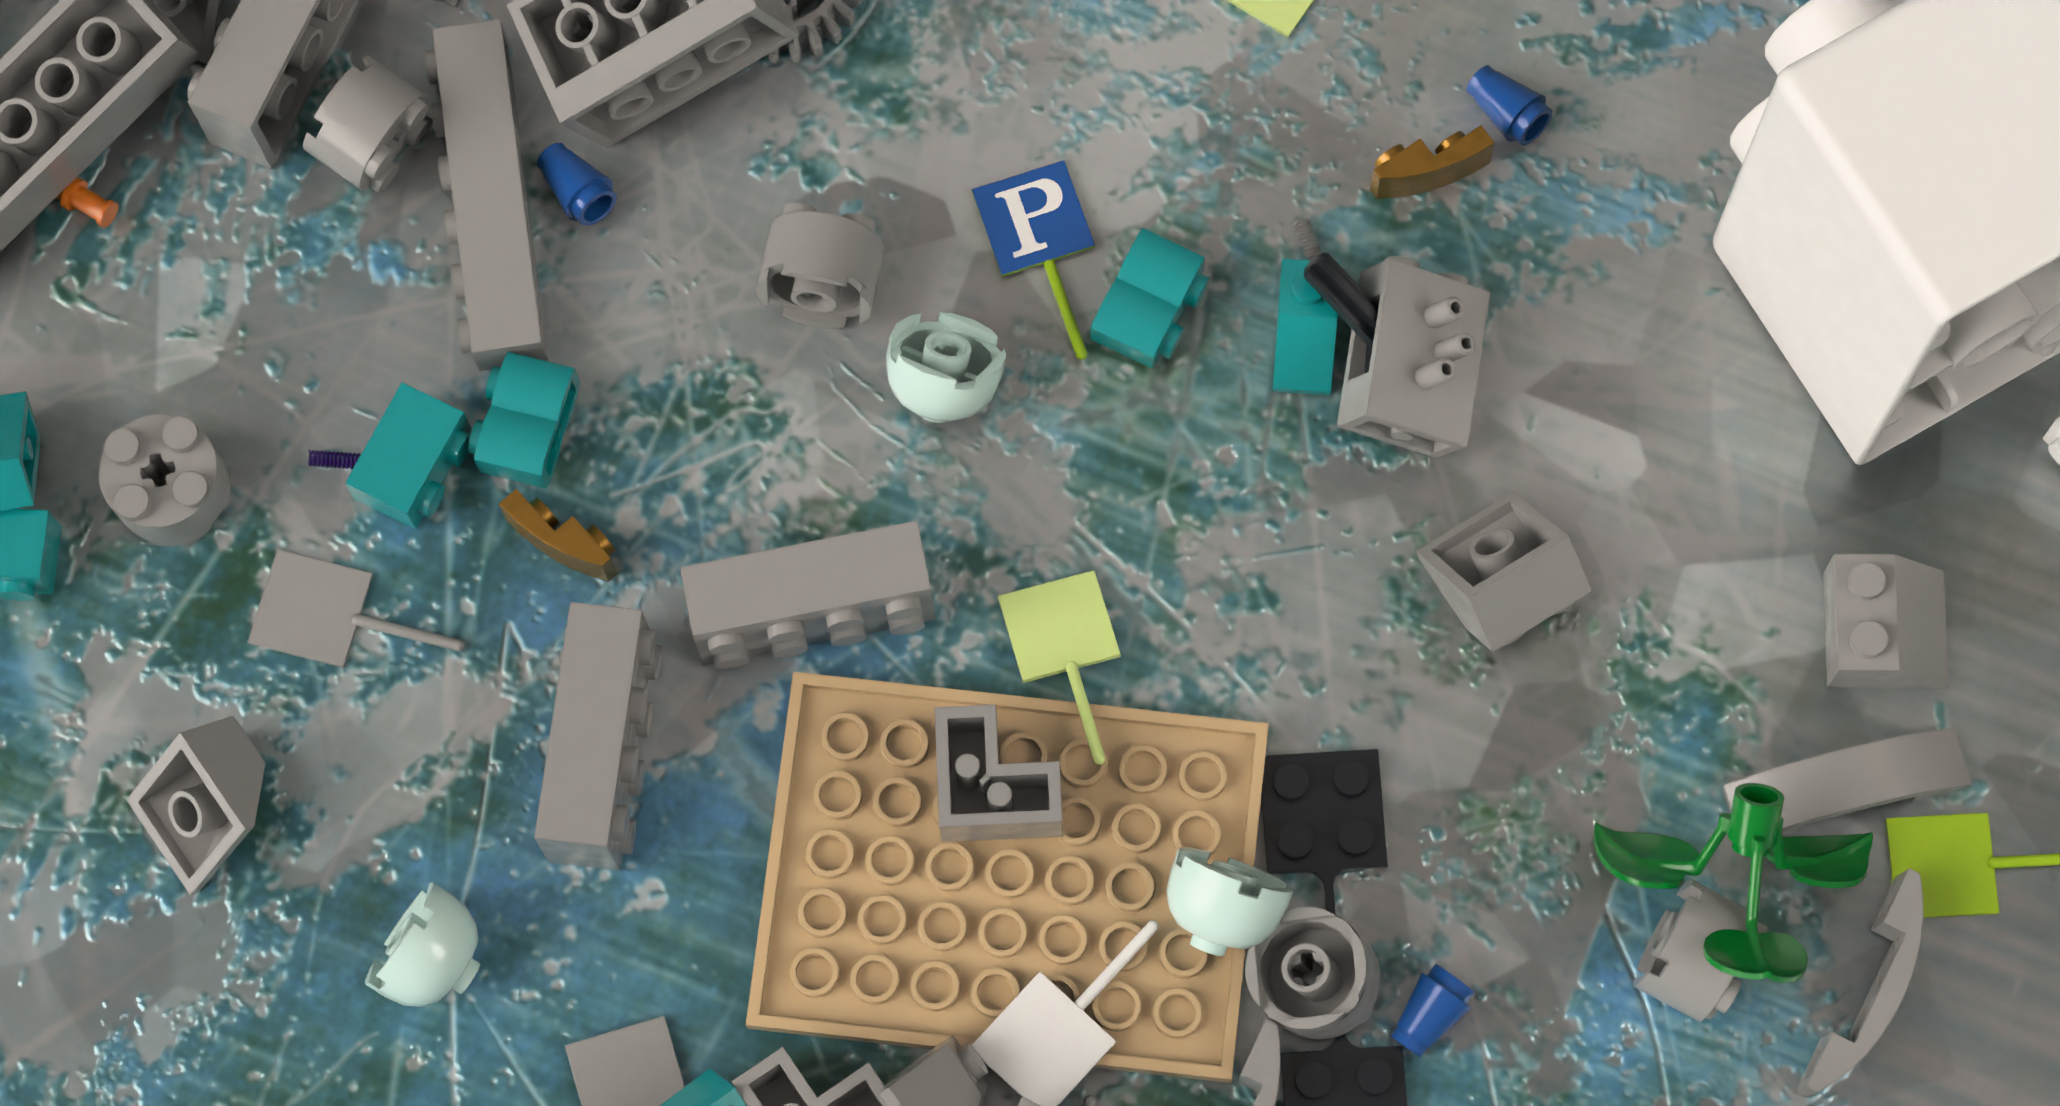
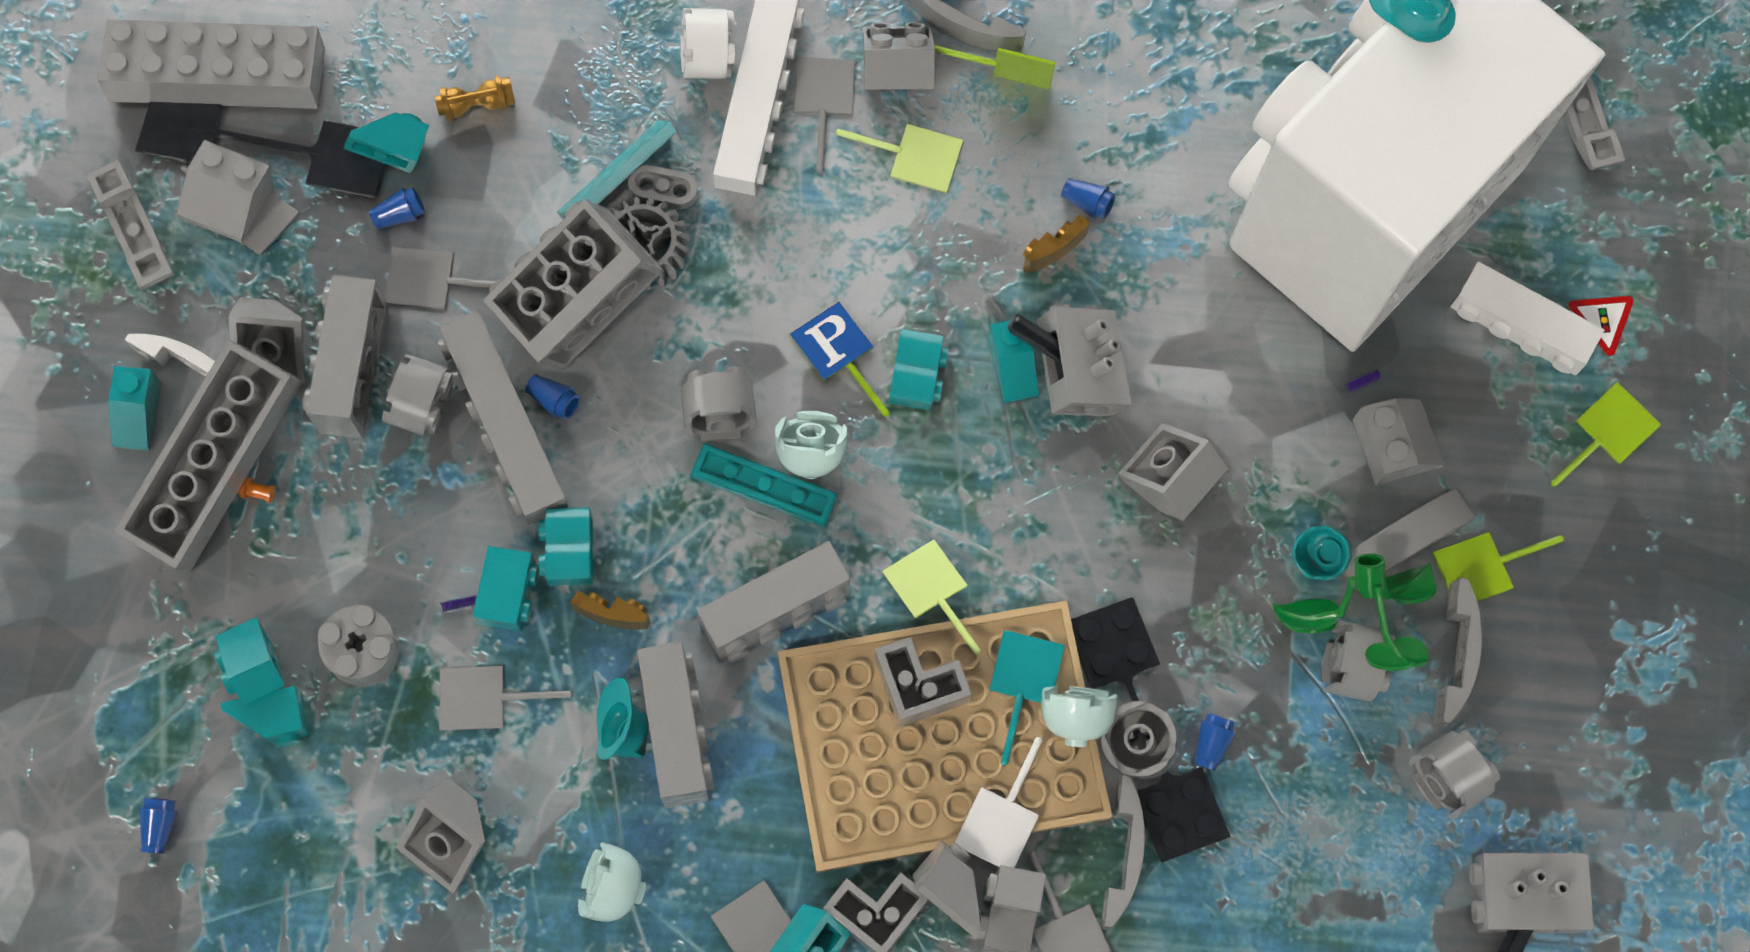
camera: 25 degrees left, 0 degrees up
(517, 711) = (620, 724): none -> teal piece
(857, 412) = (764, 485): none -> teal tile
(1160, 810) = (1022, 671): none -> teal piece
(1698, 765) = (1322, 553): none -> teal hair
(1867, 512) = (1364, 379): none -> dark purple leg

